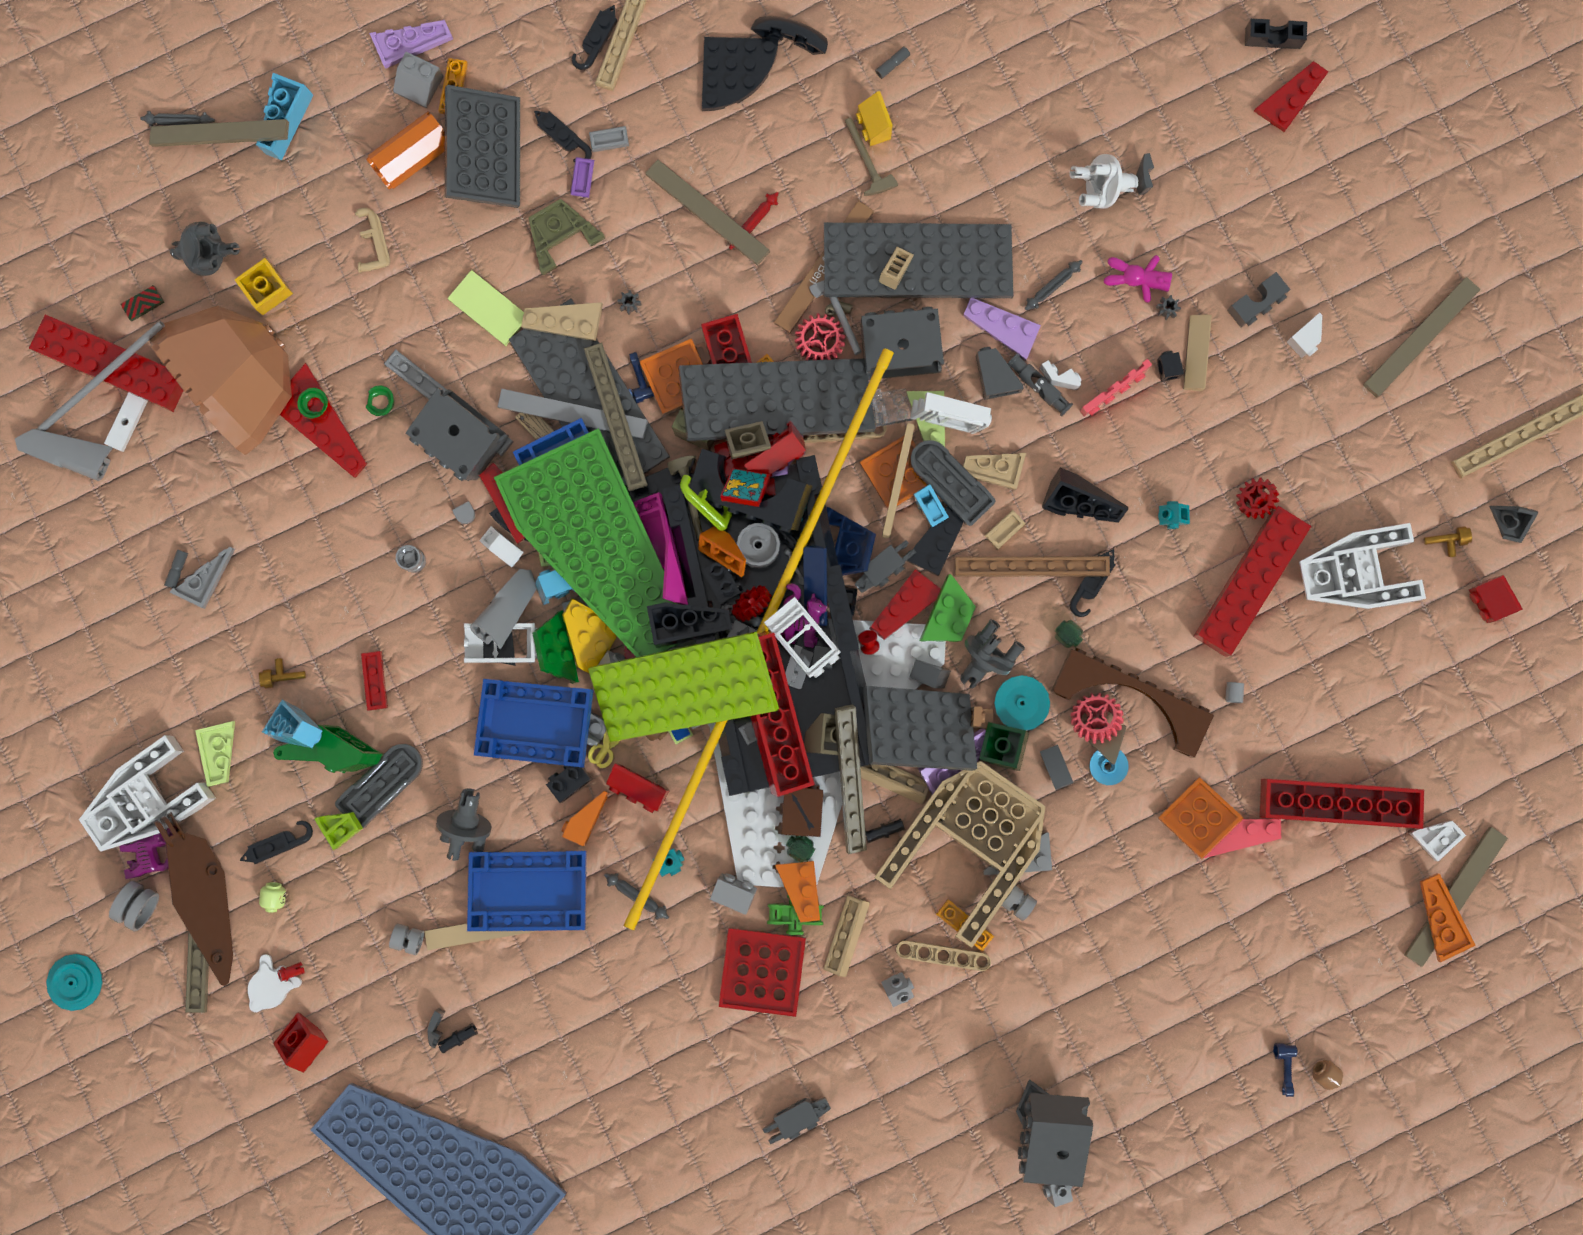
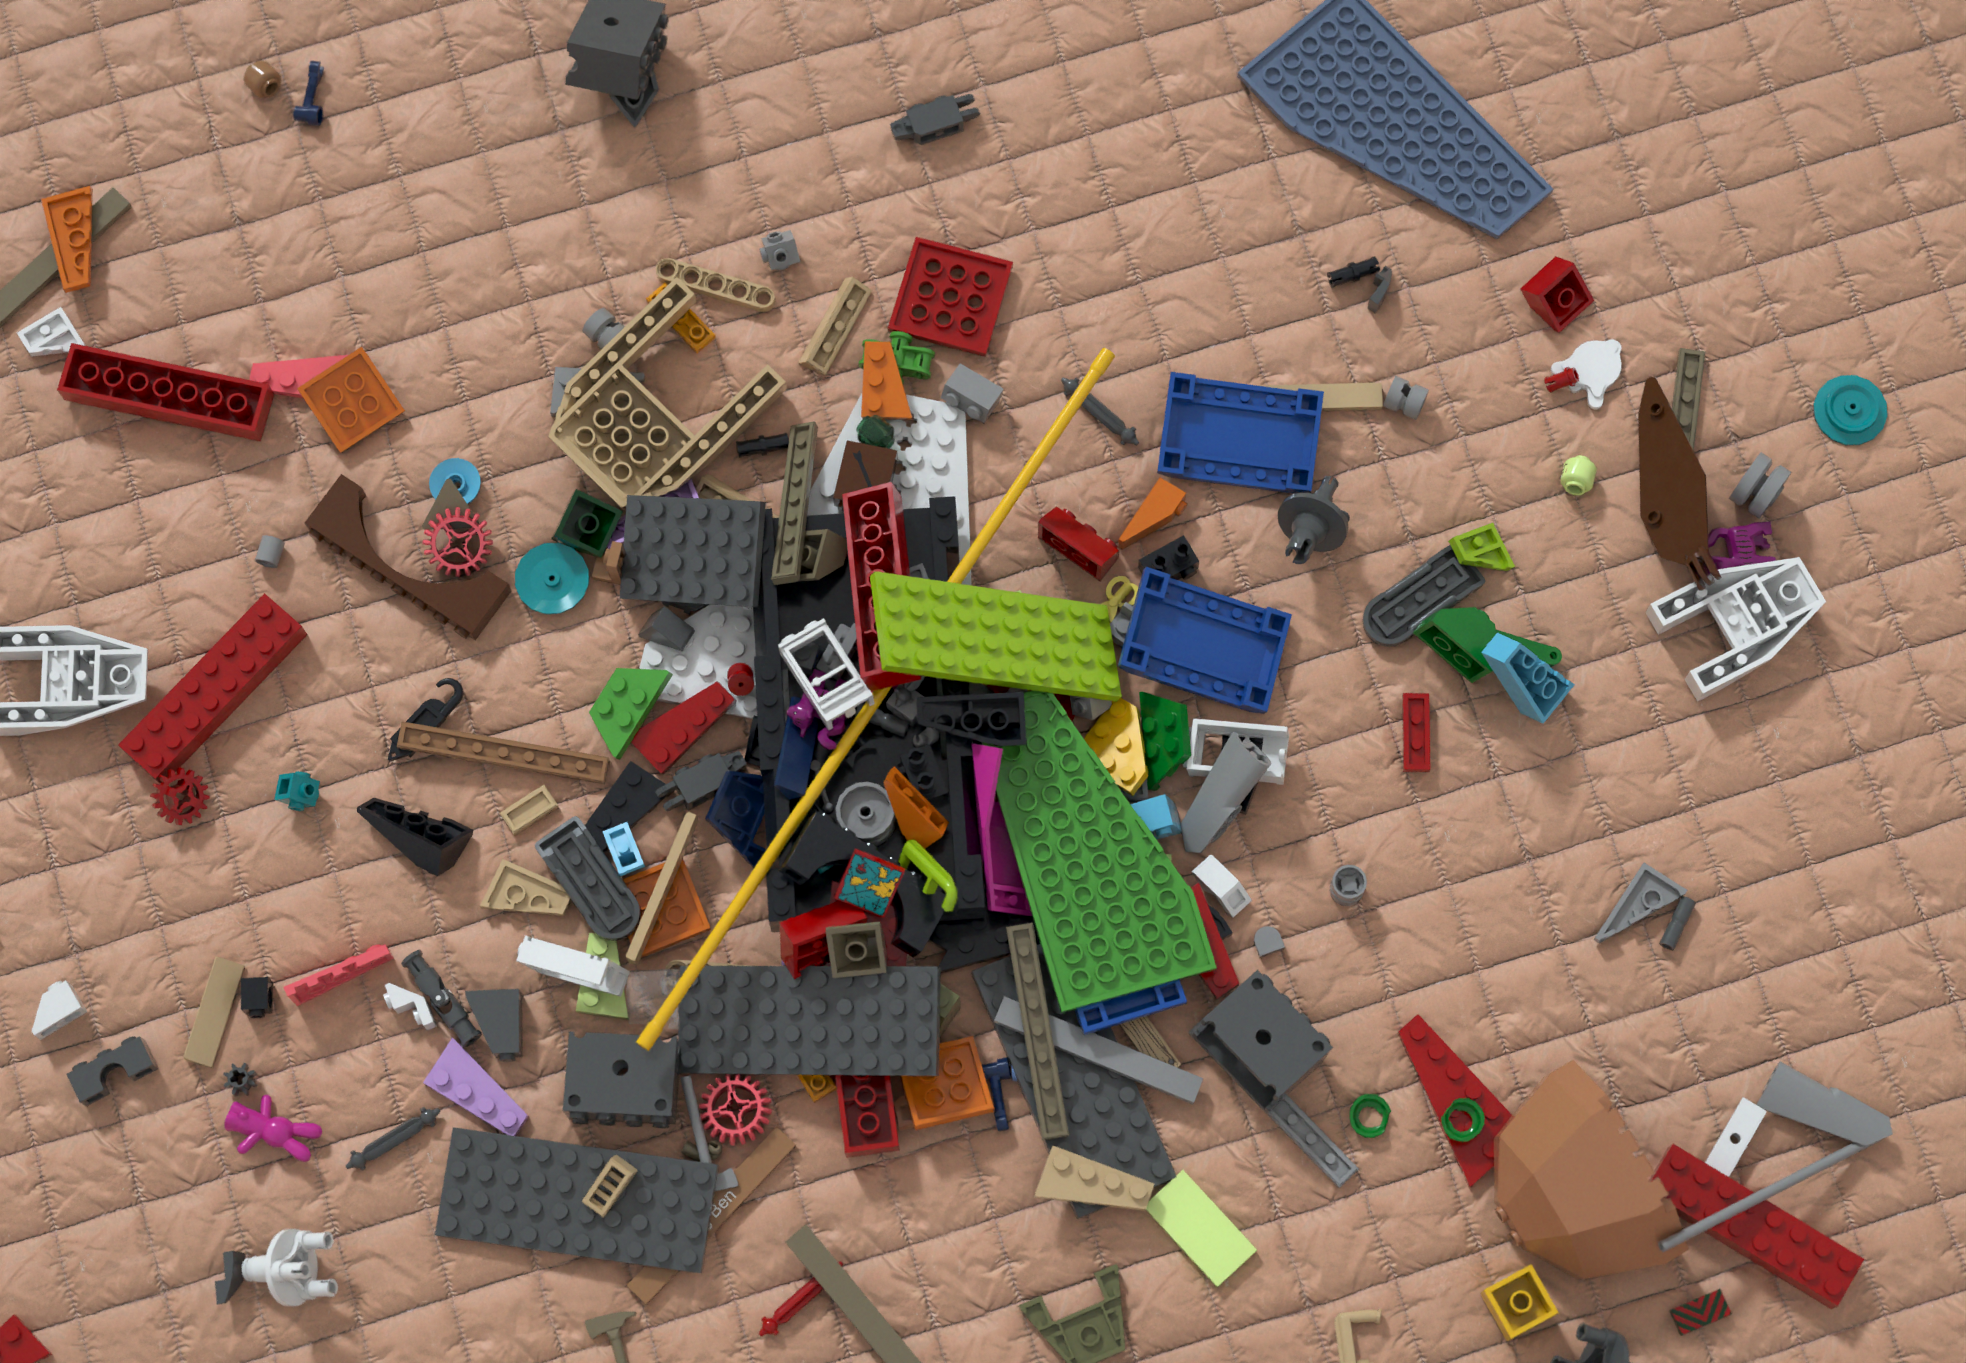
camera: 175 degrees left, 10 degrees down
(216, 751) = (1640, 671): yellowish green wing -> none
(267, 679) = (1561, 755): pearl gold piece -> none
(276, 845) = (1568, 540): black plate -> none
(632, 298) = (994, 1210): dark grey gear -> none
(673, 869) = (1059, 450): teal brick -> none
(682, 466) = (953, 945): dark tan piece -> none
(751, 603) = (894, 727): red gear -> none
(986, 655) = (584, 640): dark grey piece -> none
(1056, 767) = (523, 491): dark grey slope -> none
(1069, 634) = (472, 657): clear green head -> none

